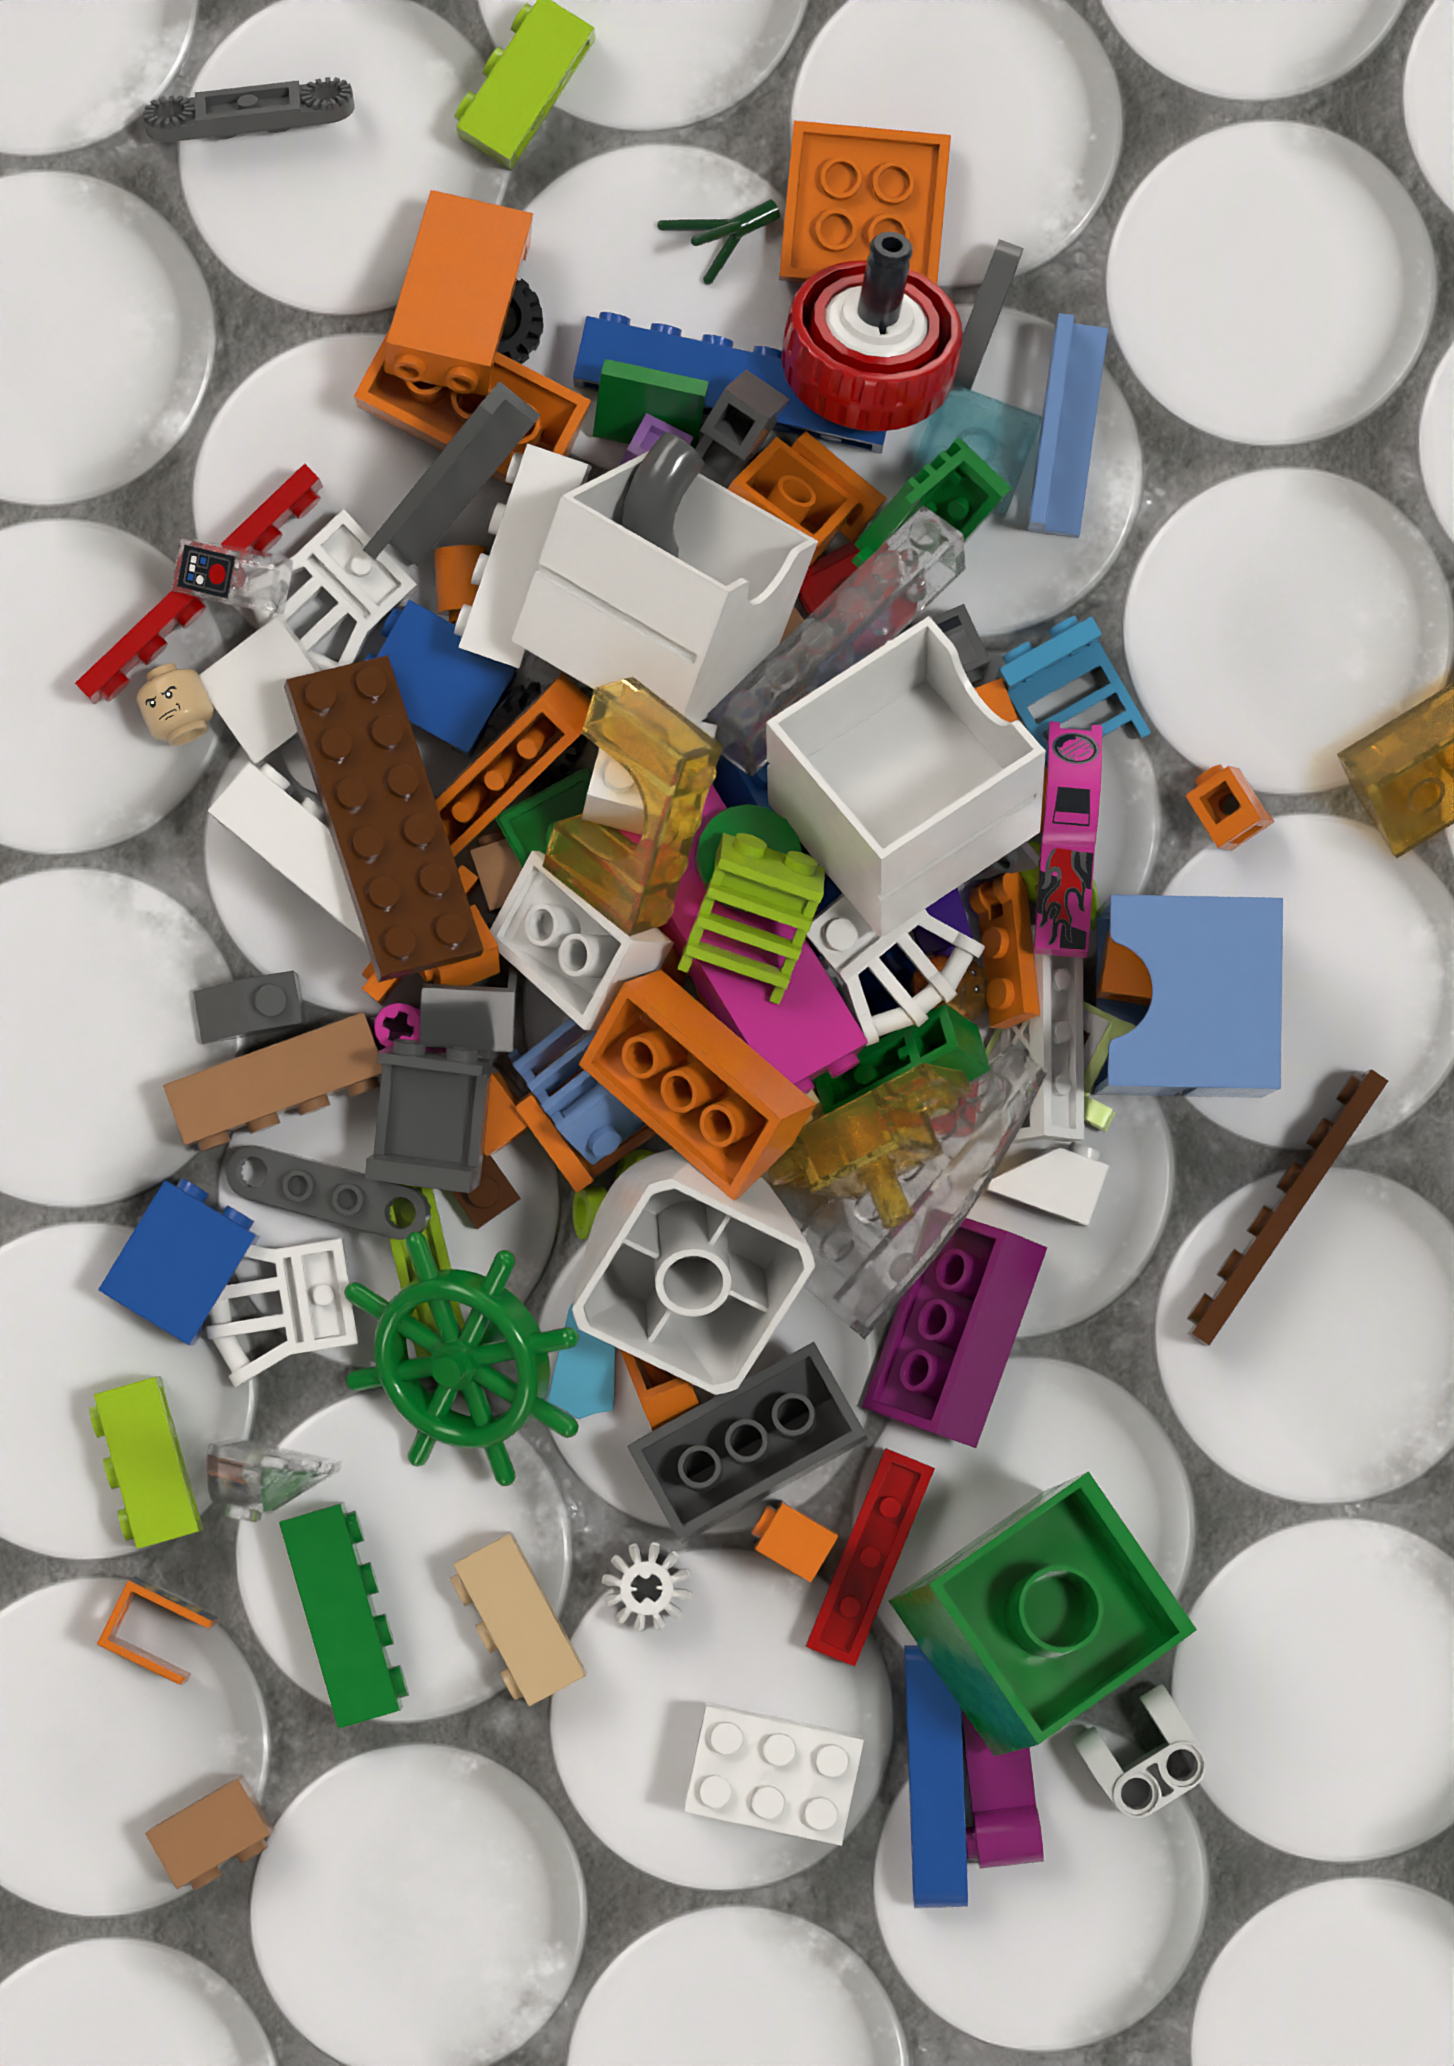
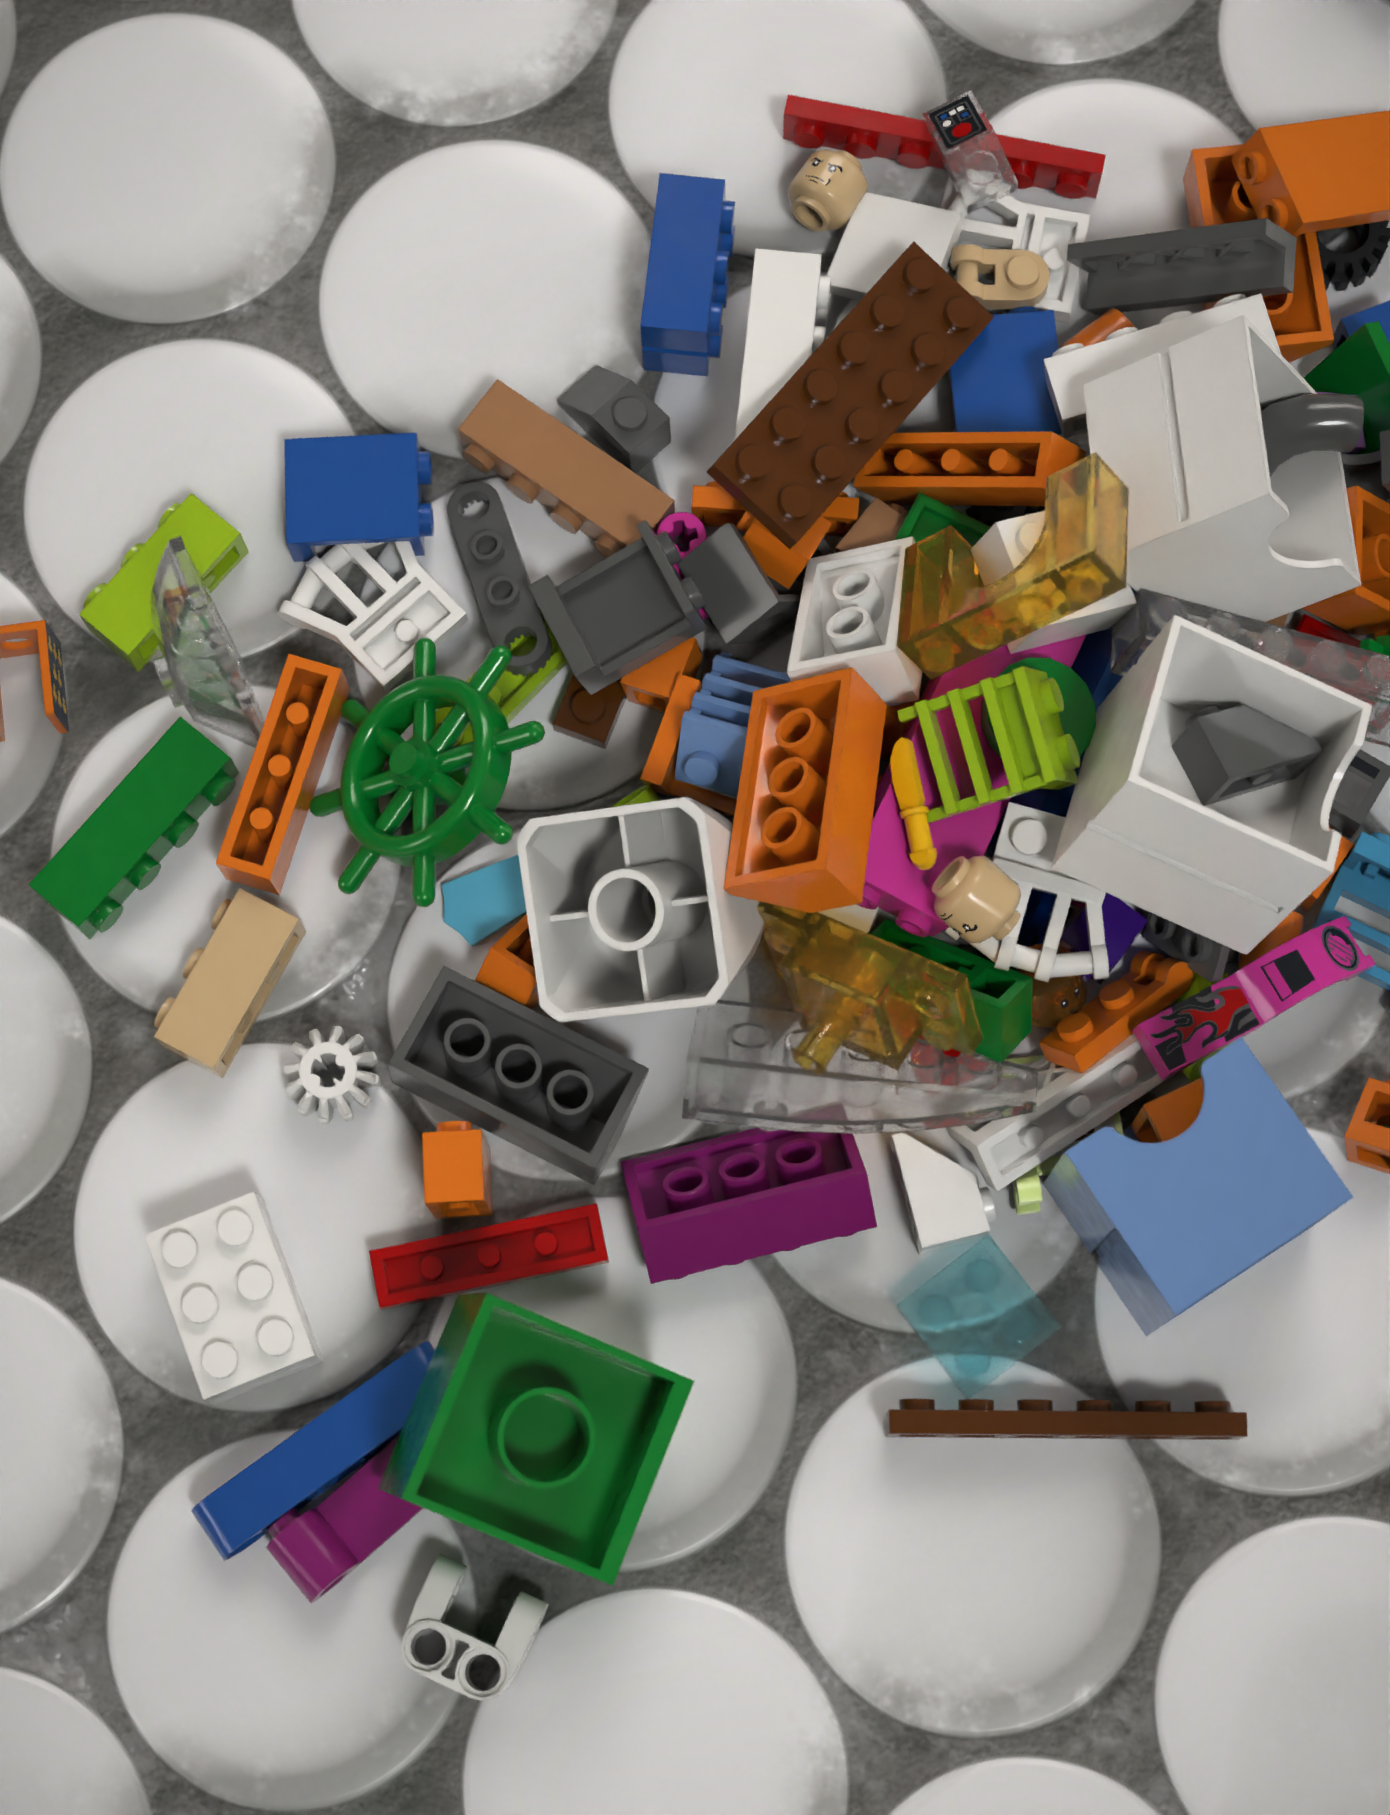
camera: 60 degrees right, 10 degrees down
(177, 872) = (687, 275): none -> blue piece
(359, 606) = (1018, 276): none -> tan plate
(380, 1469) = (283, 774): none -> orange brick
(756, 1007) = (911, 801): none -> yellow piece
(865, 1010) = (976, 899): none -> tan head
(889, 734) = (1240, 752): none -> dark grey slope
(1164, 1216) = (978, 1317): none -> clear light blue plate

